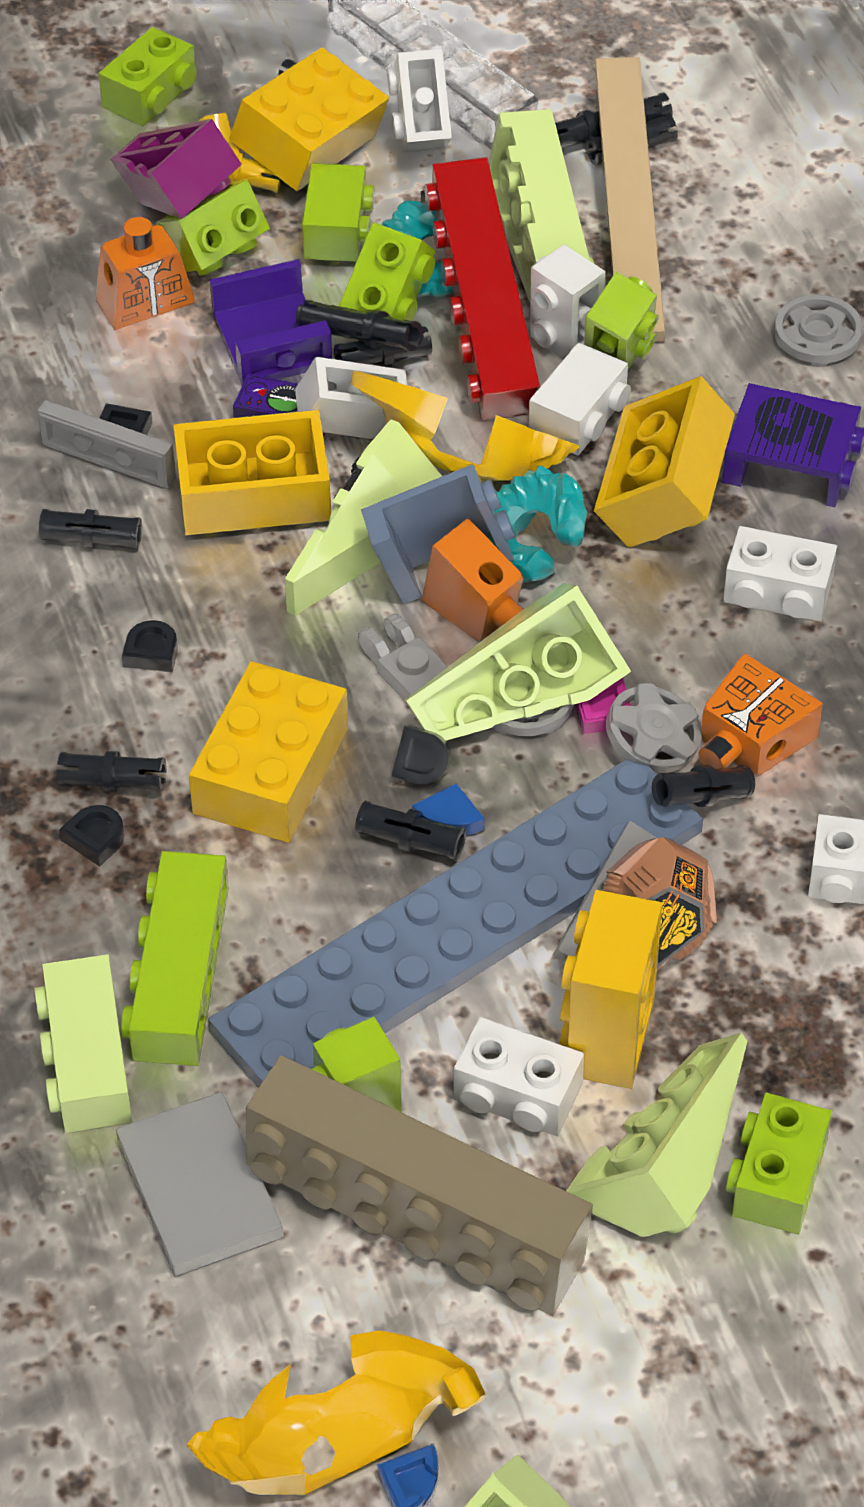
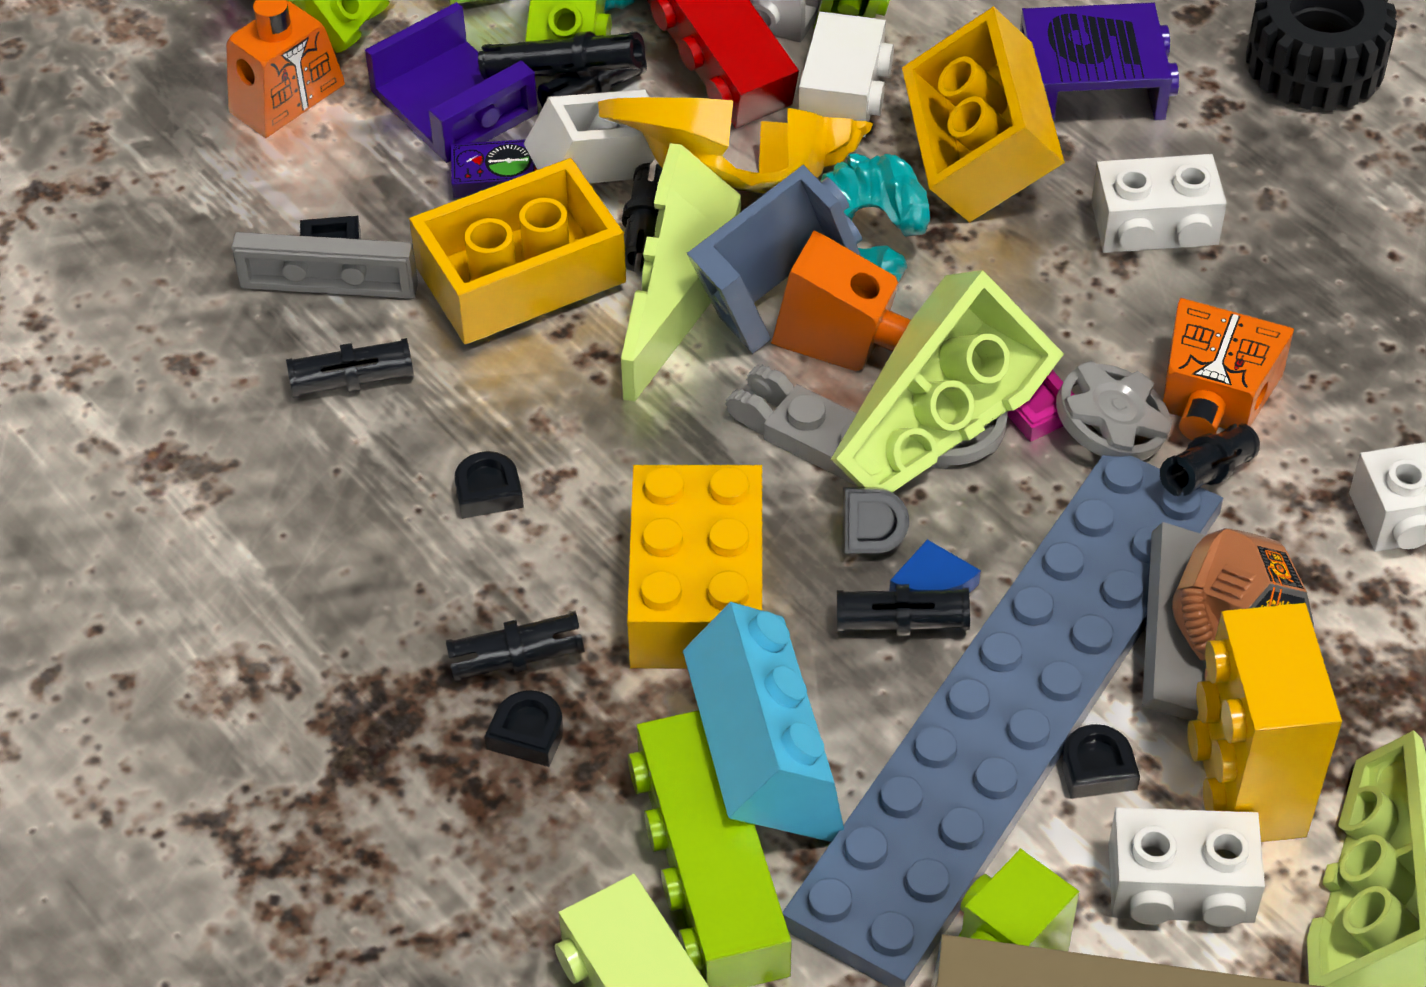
camera: 20 degrees left, 0 degrees up
(253, 879) = (762, 724): none -> medium azure slope
(500, 986) = (1099, 762): none -> black tile

